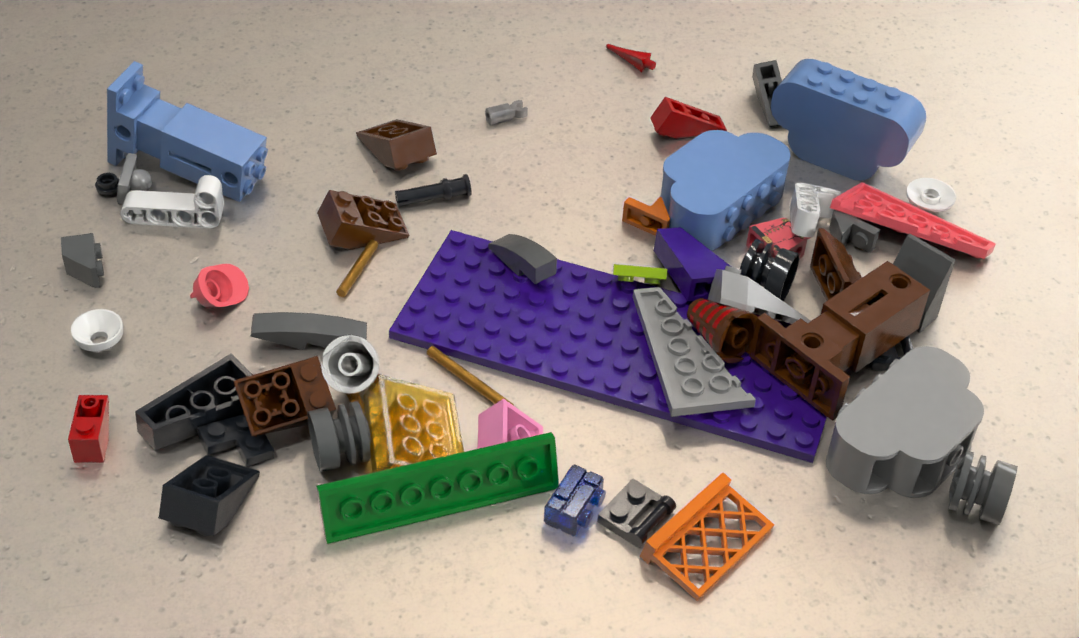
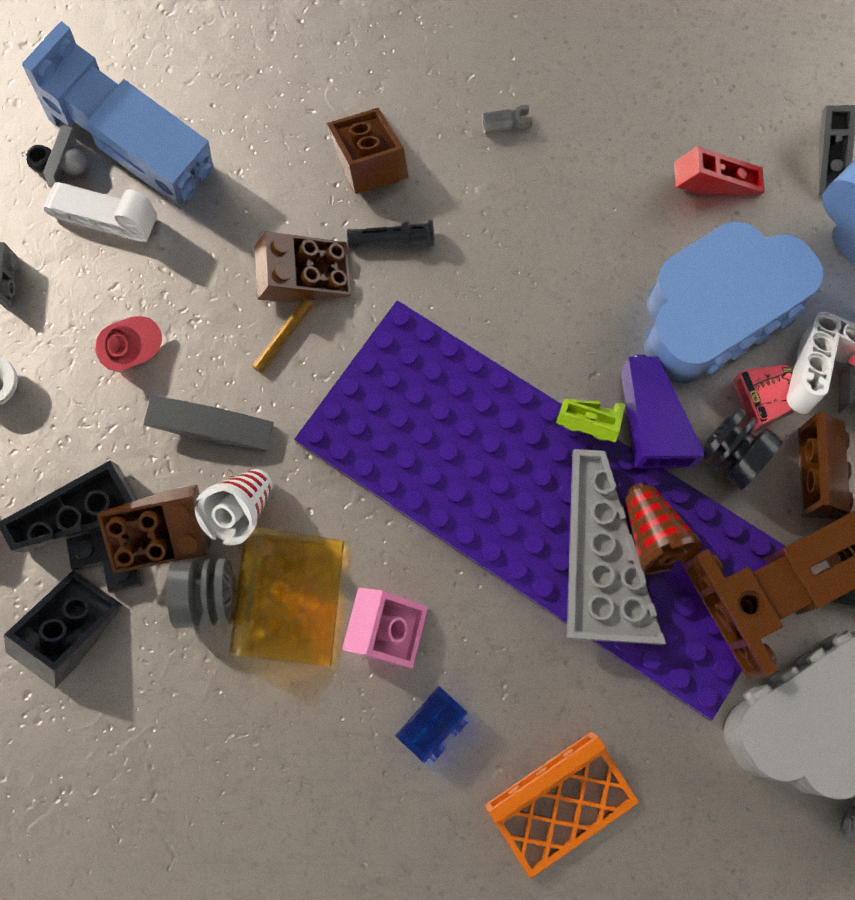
camera: 20 degrees right, 30 degrees up
(438, 487) = (291, 683): green plate -> none
(465, 375) = (366, 523): pearl gold bar -> none
(525, 257) = (463, 370): dark grey slope -> none
(630, 506) = (488, 741): black plate -> none
(638, 59) = (689, 54): red piece -> none
(646, 217) = (631, 329): orange slope -> none
(744, 293) = (699, 495): light grey wedge -> none

